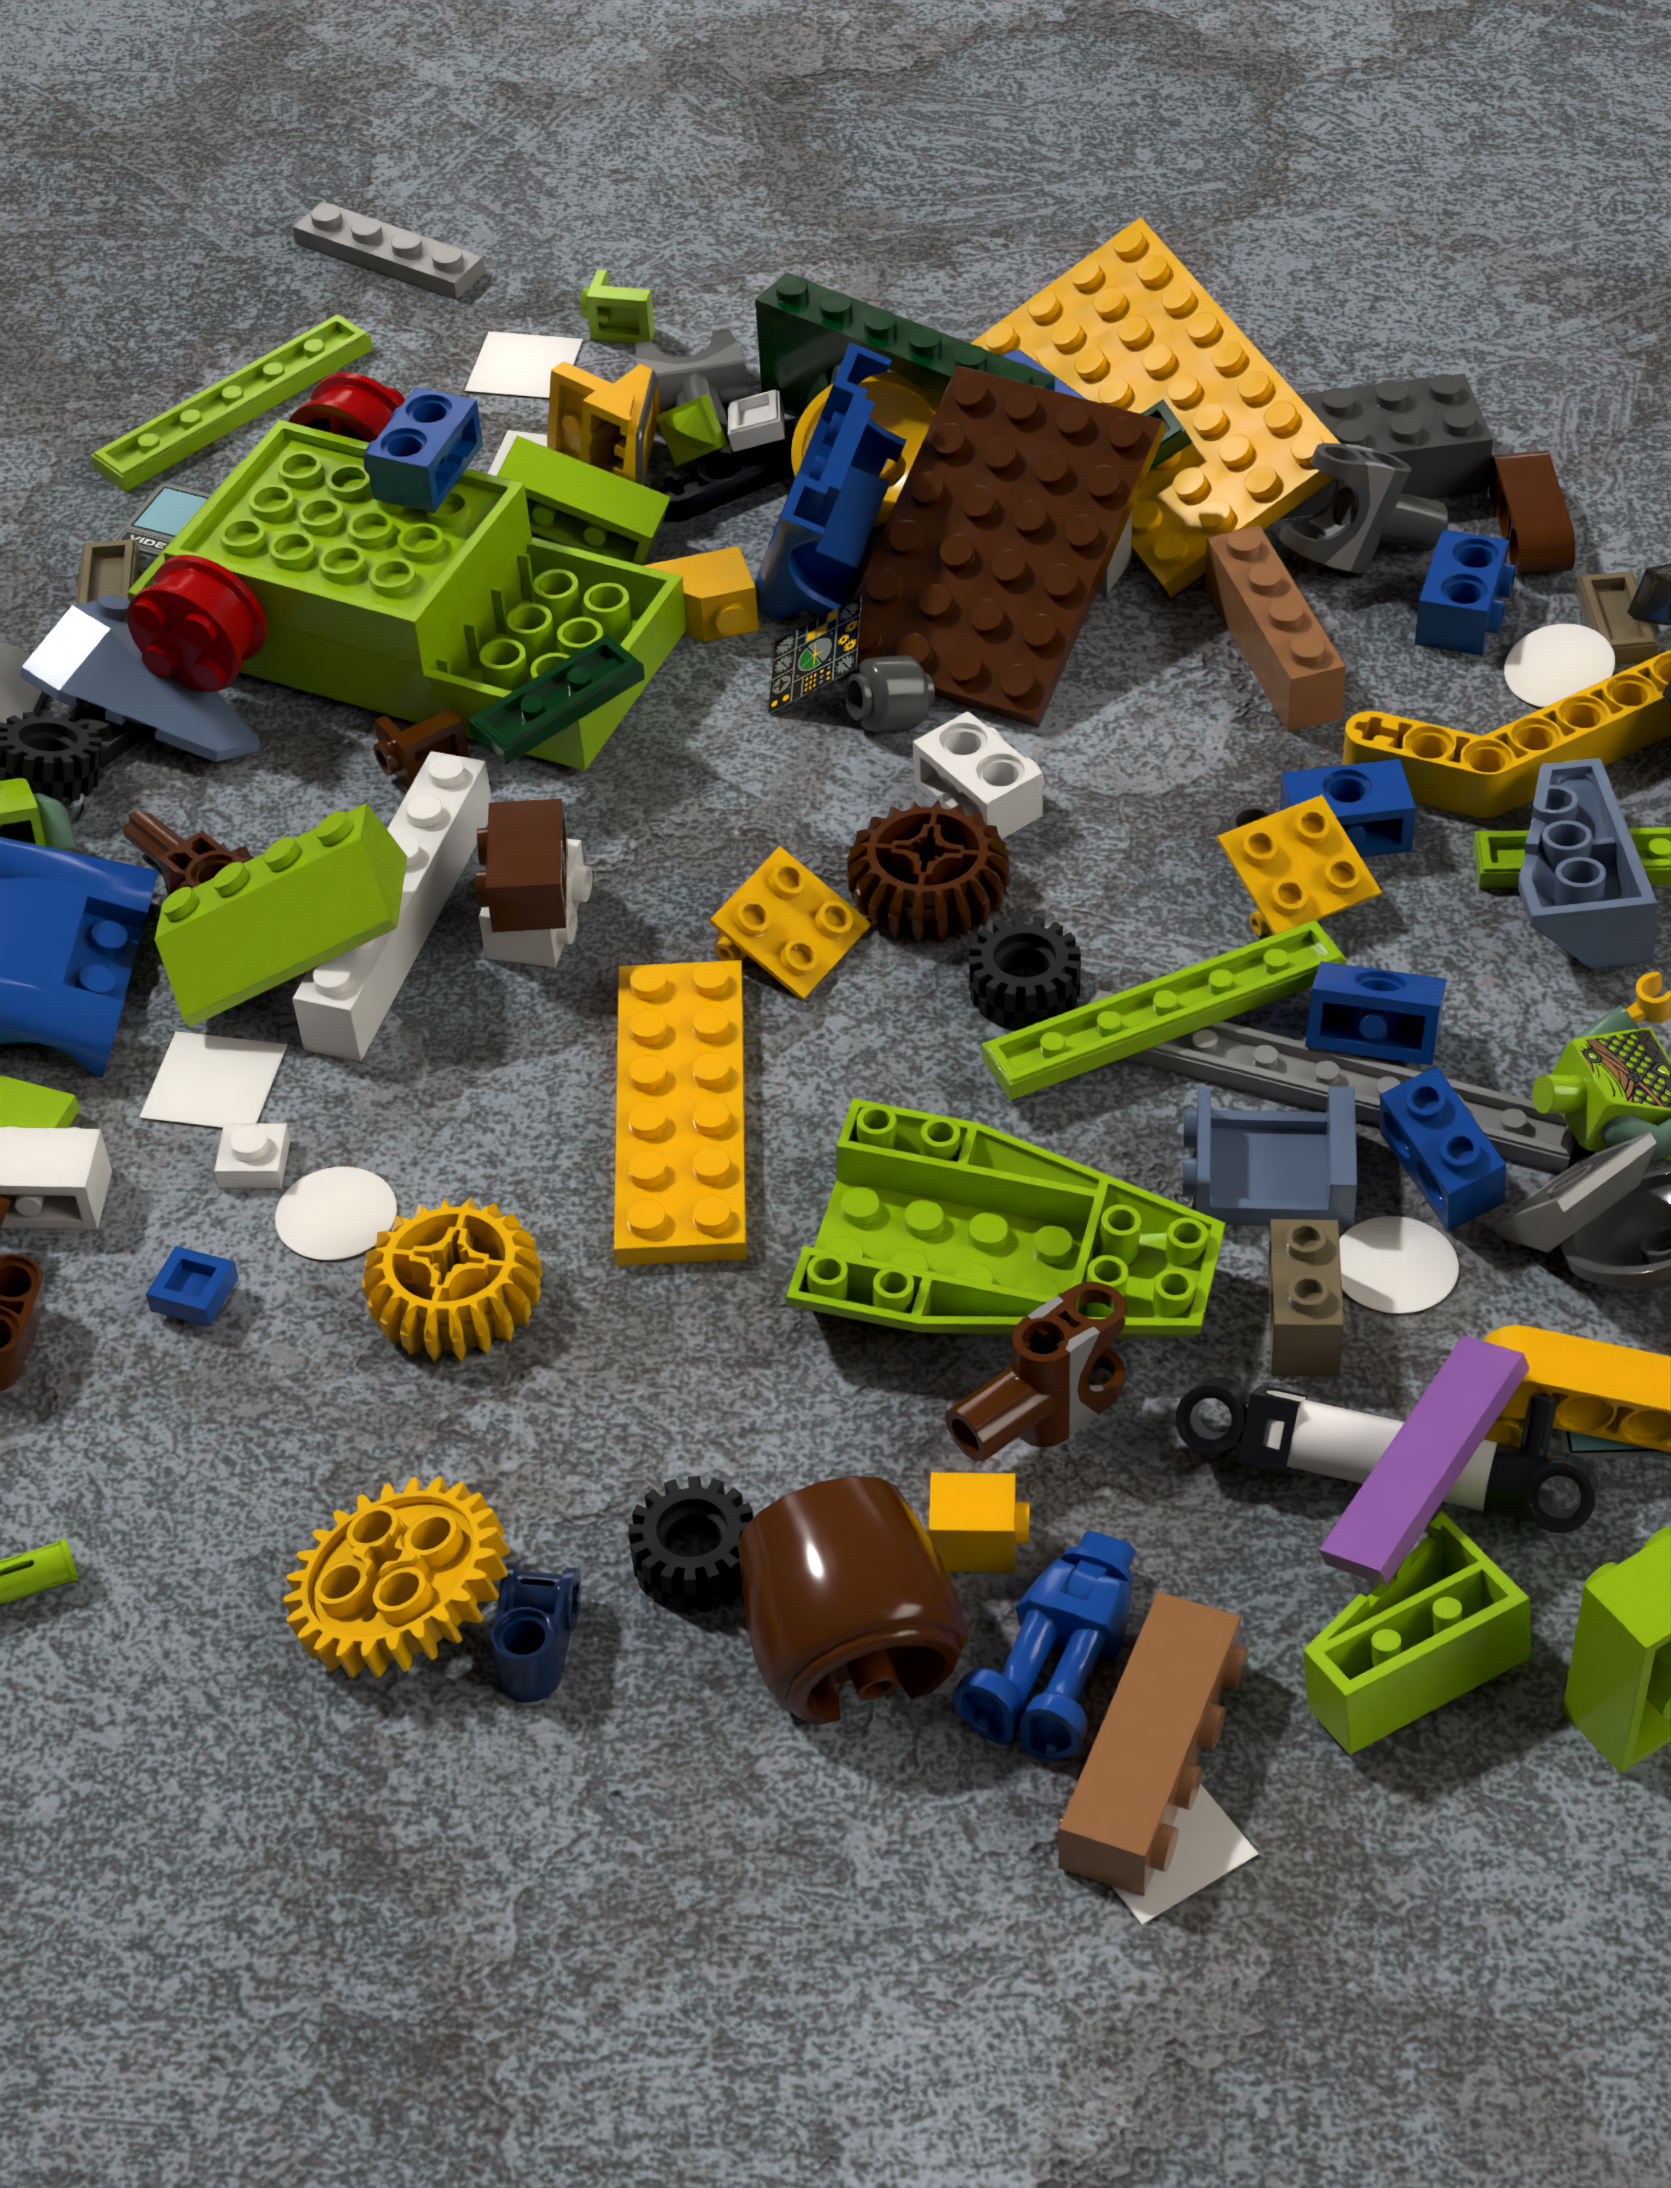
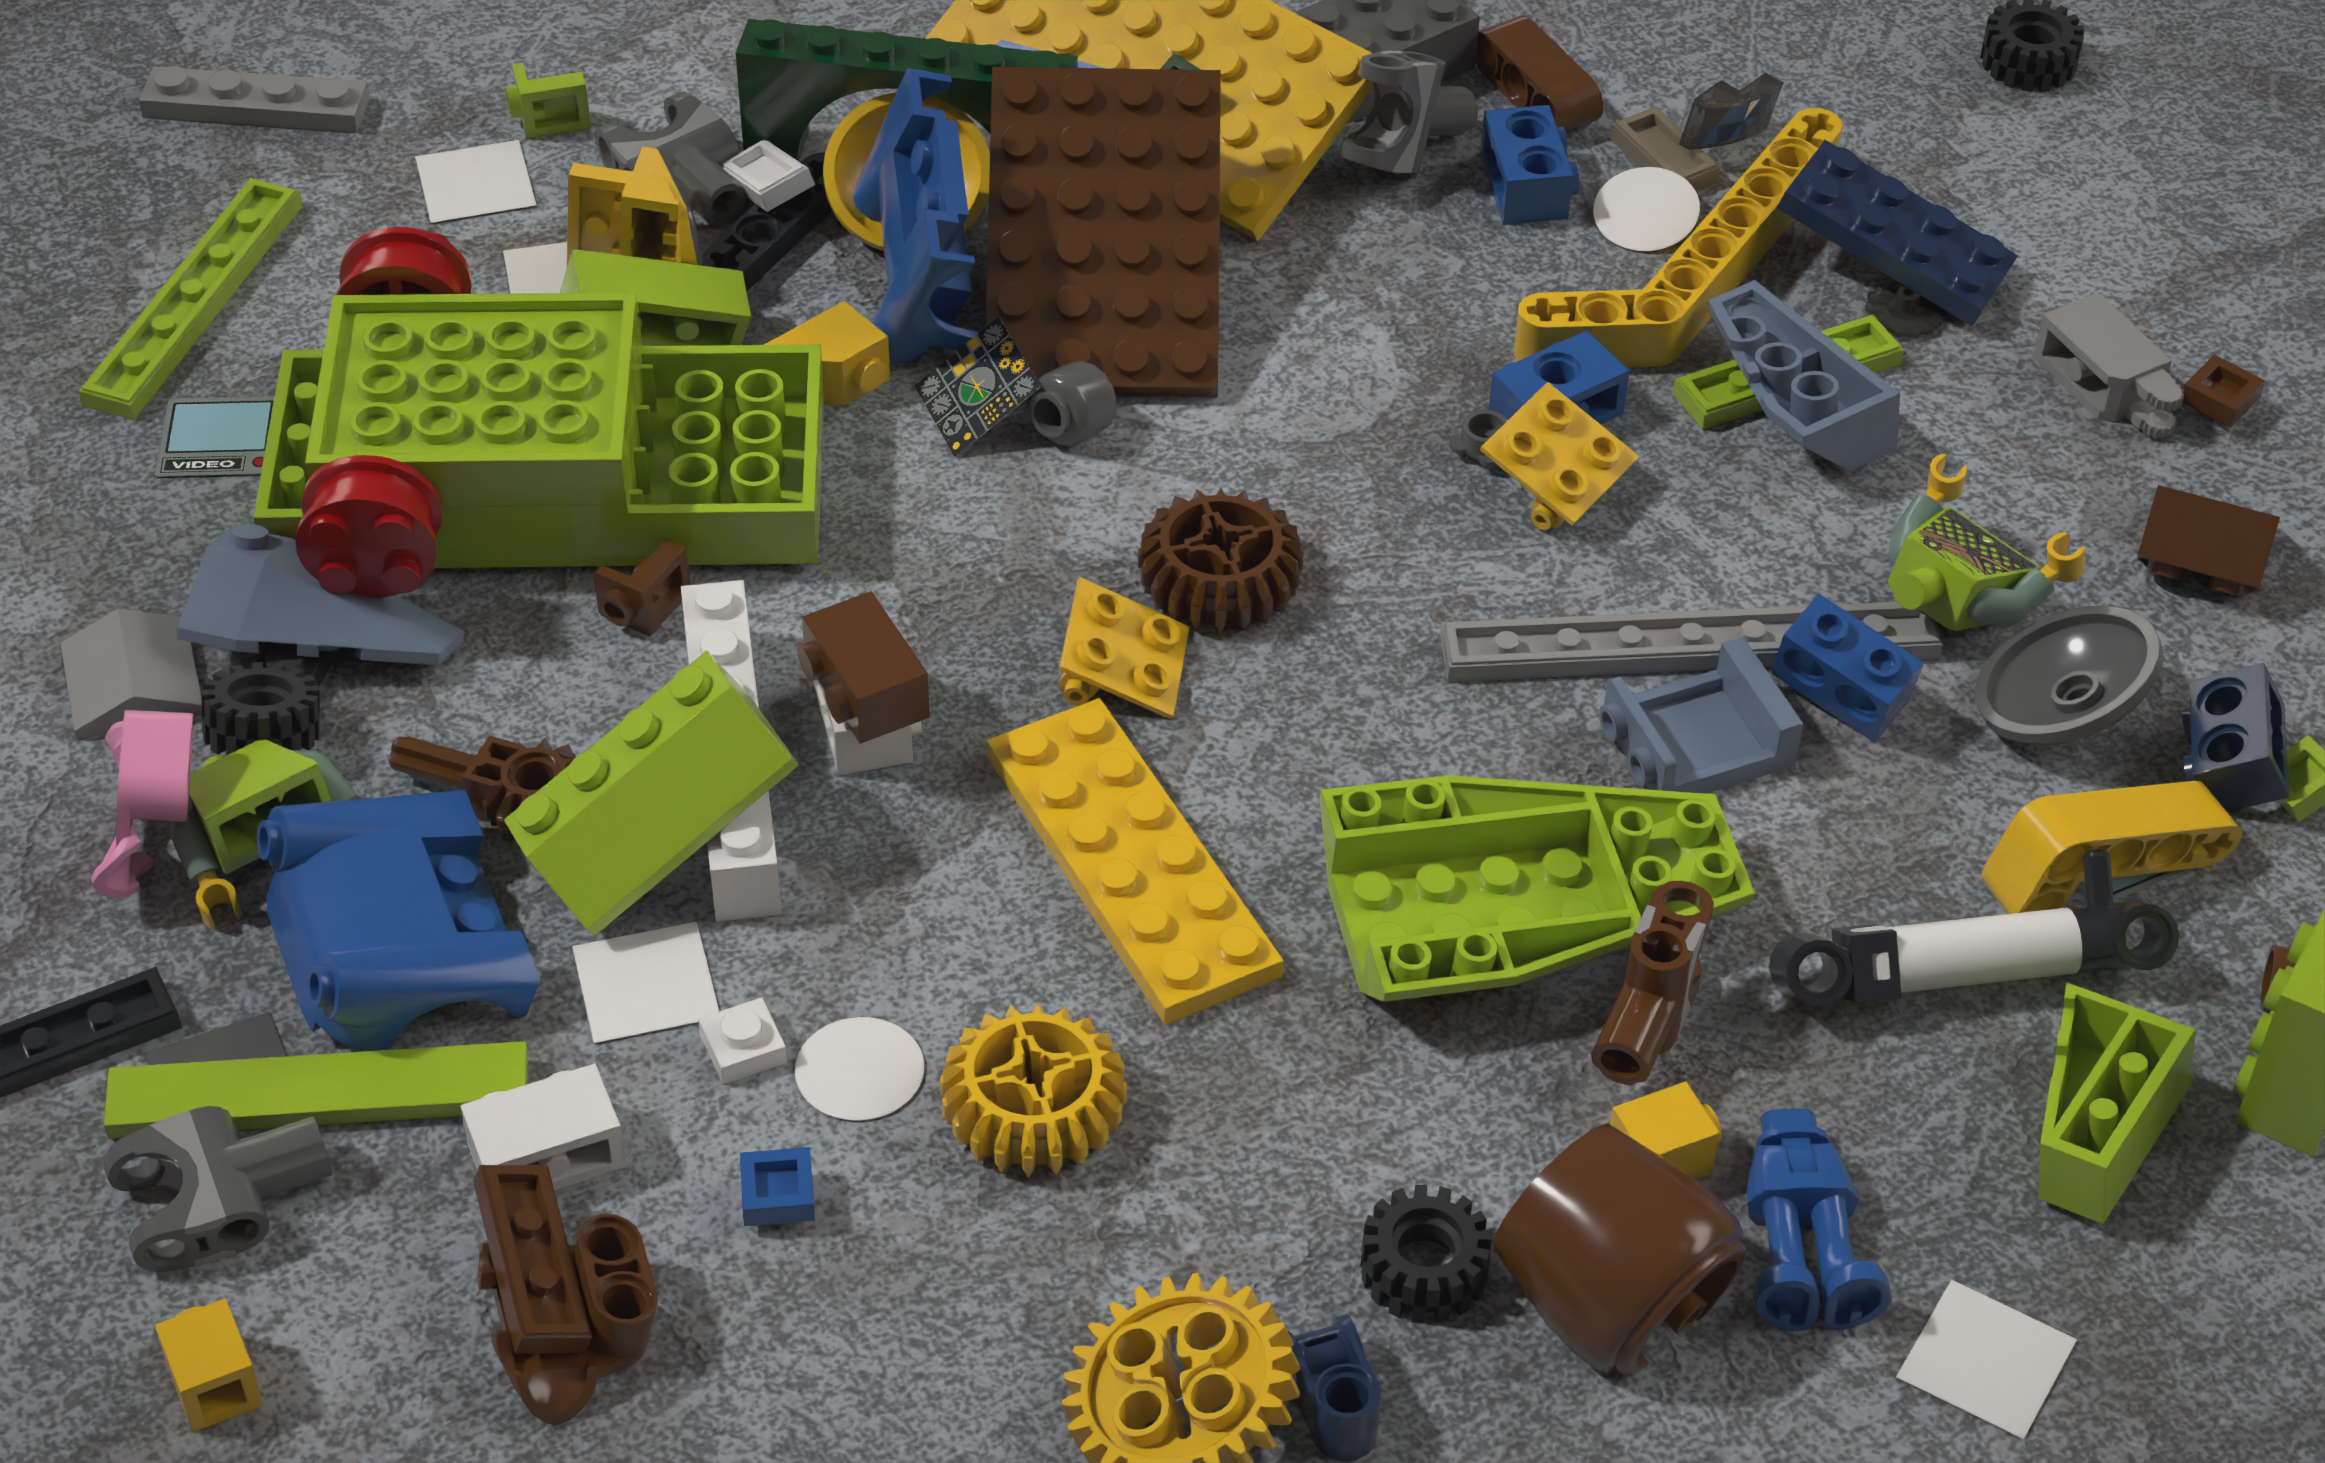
camera: 30 degrees left, 0 degrees up
(108, 569) = (182, 515): dark tan tile -> none
(424, 449) = (523, 284): blue brick -> none
(556, 699) = (784, 498): dark green tile -> none
(691, 430) = (717, 200): lime tile -> none
(978, 769) = (1206, 451): white brick -> none
(1018, 948) = (1369, 651): black tyre -> none
(1150, 1744) = (1947, 1277): medium nougat brick -> none
(1159, 1010) = (1518, 623): lime tile -> none
(1275, 628) = (1386, 242): medium nougat brick -> none
(1305, 1297) = (1813, 839): dark tan brick -> none
(1375, 1013) = (1709, 566): blue brick -> none
(1397, 1264) = (1851, 786): white sticker -> none
(1424, 1460) = (2039, 942): medium lavender tile -> none
(1577, 1195) = (1974, 672): light grey slope -> none

